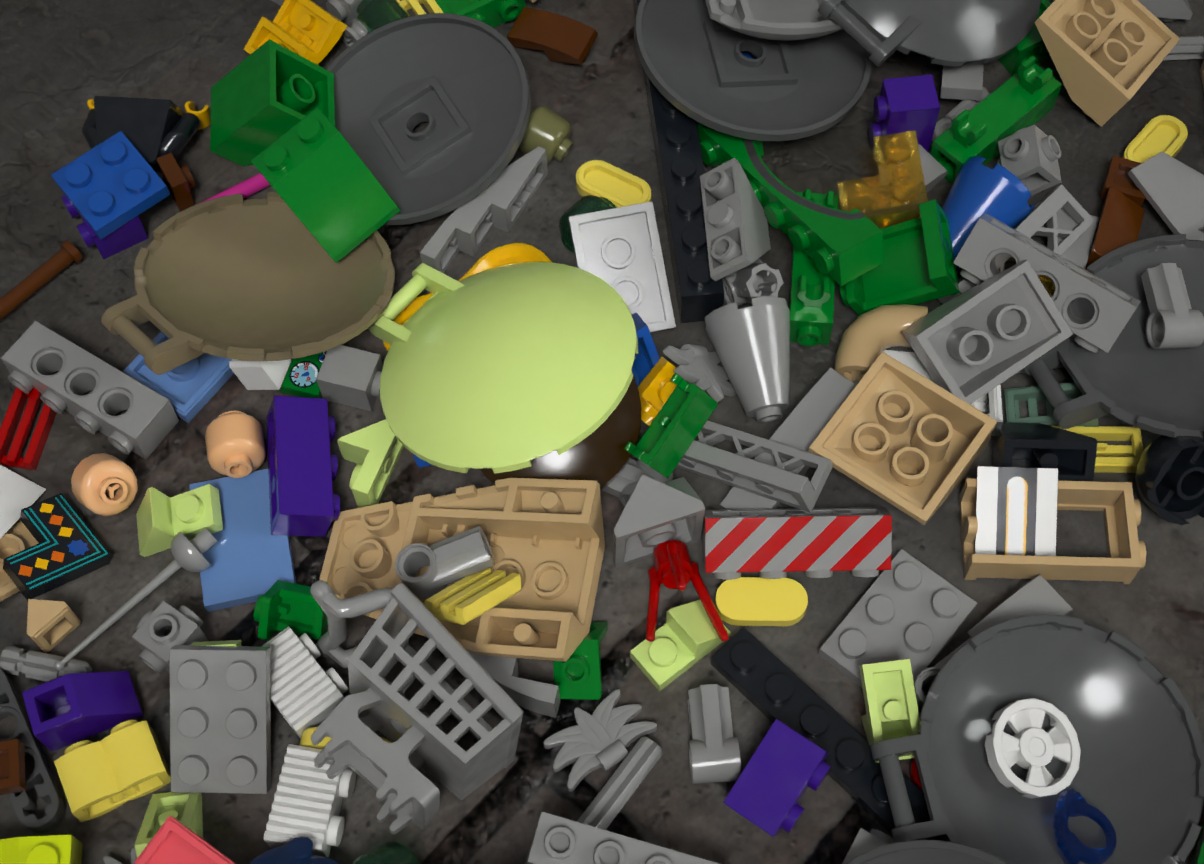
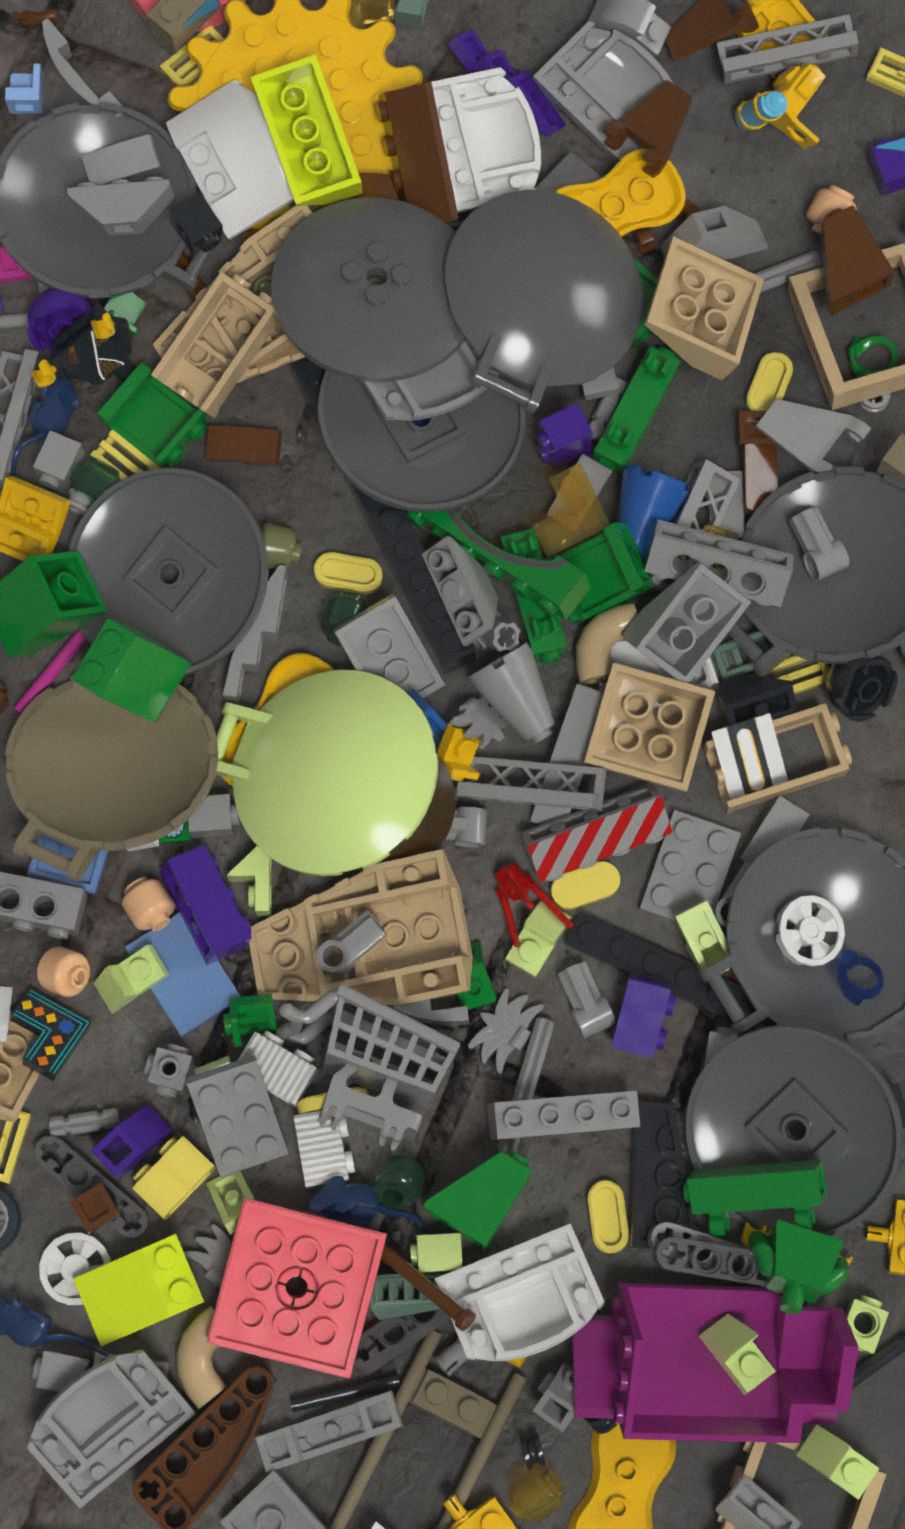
camera: 20 degrees left, 15 degrees up
(50, 622) = (74, 1089): tan slope -> none
(186, 555) = (155, 1006): light grey sword -> none
(473, 595) = (377, 964): light yellow tile -> none
(656, 515) = (491, 850): light grey slope -> none
(674, 427) = (479, 782): green hinge -> none
(1031, 158) = (674, 440): light grey brick -> none

